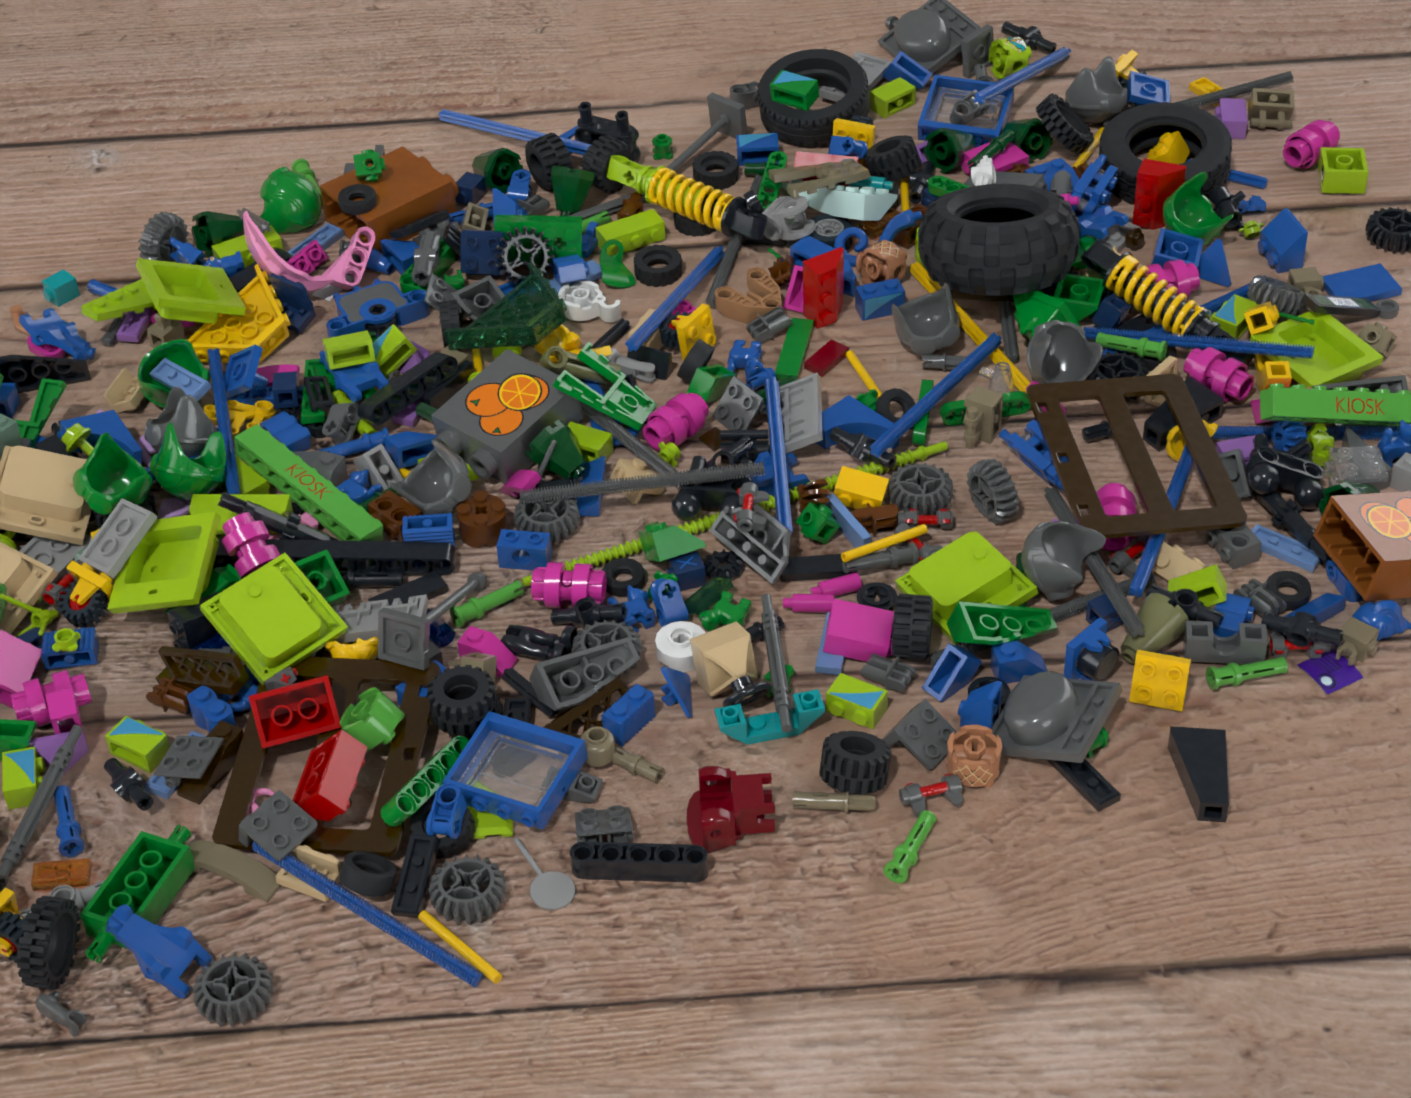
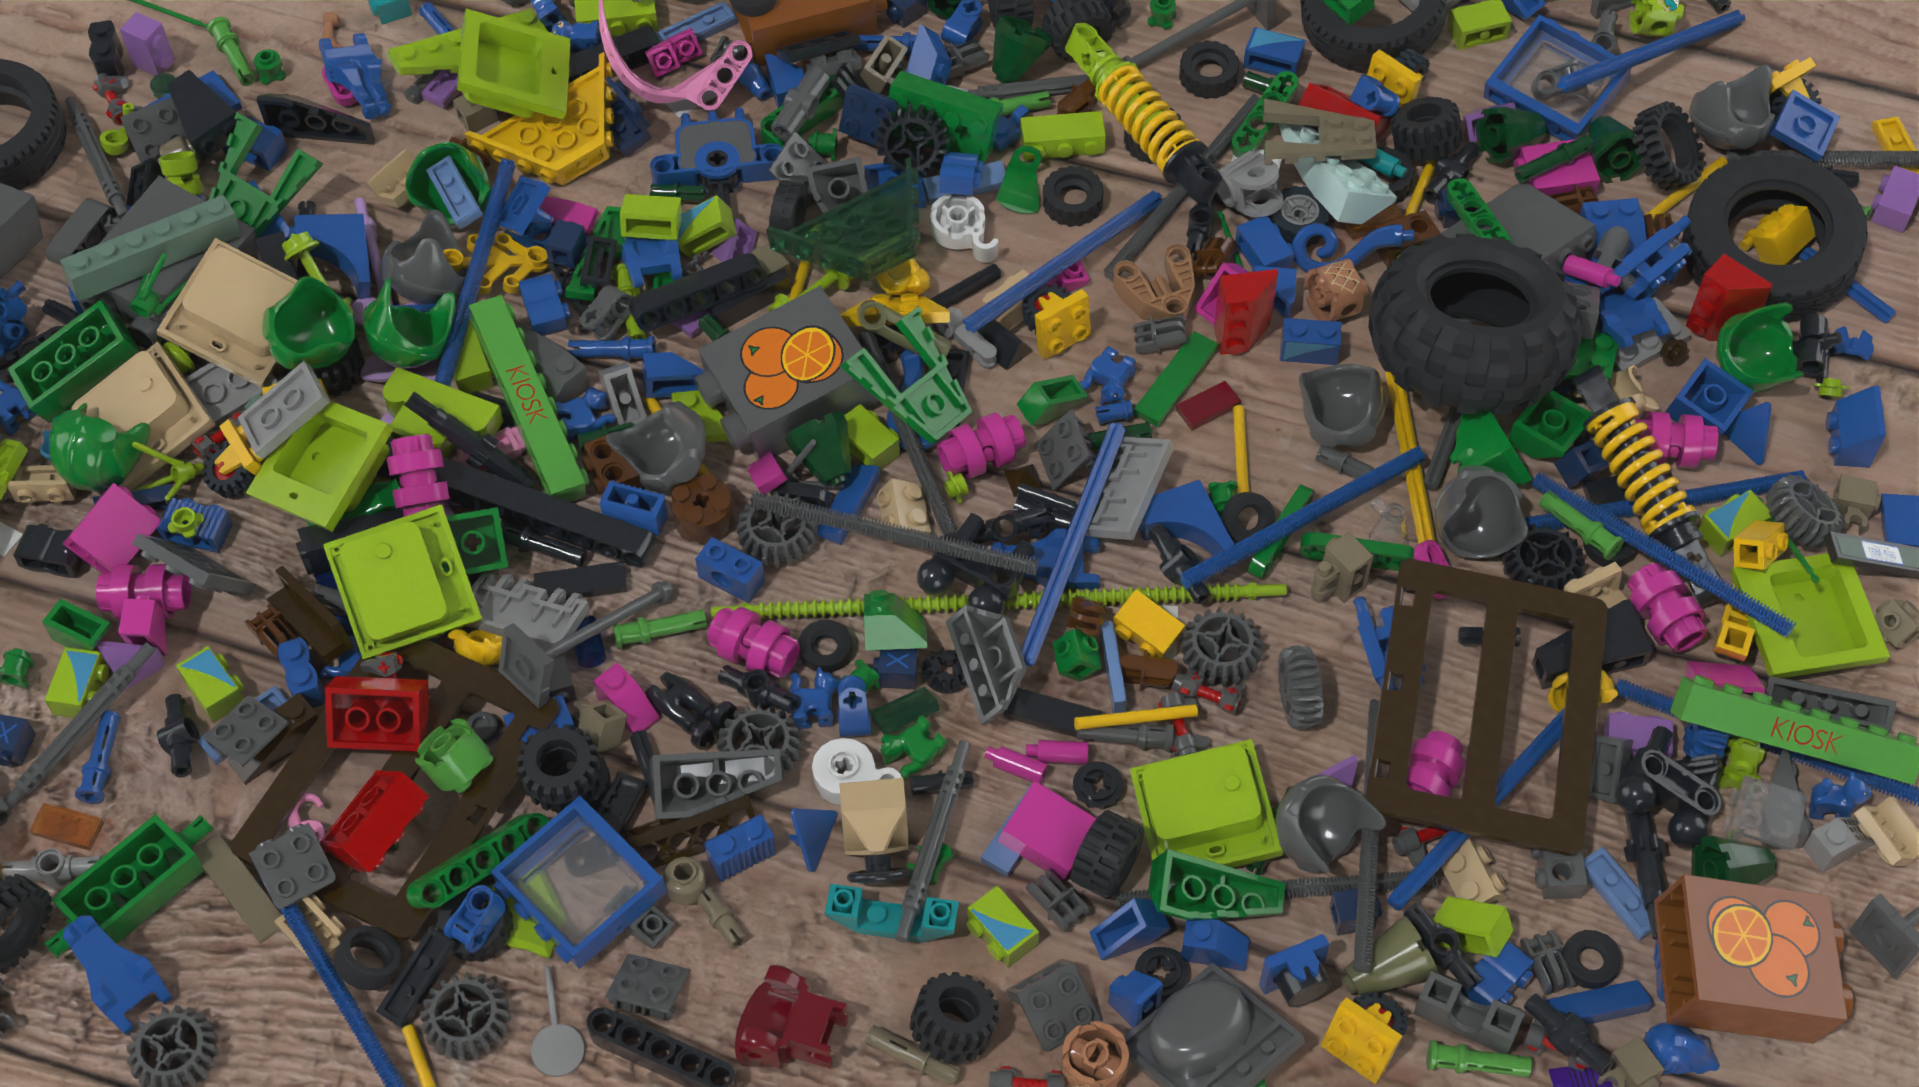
camera: 20 degrees right, 15 degrees up
(95, 664) = (201, 569): none -> dark grey plate
(697, 357) = (1044, 364): black tyre -> none
(745, 518) = (981, 633): dark grey piece -> none
(753, 202) = (1218, 151): black beam -> none
(760, 254) = (1200, 226): none -> black pin
(984, 172) = (1521, 199): white axle -> none

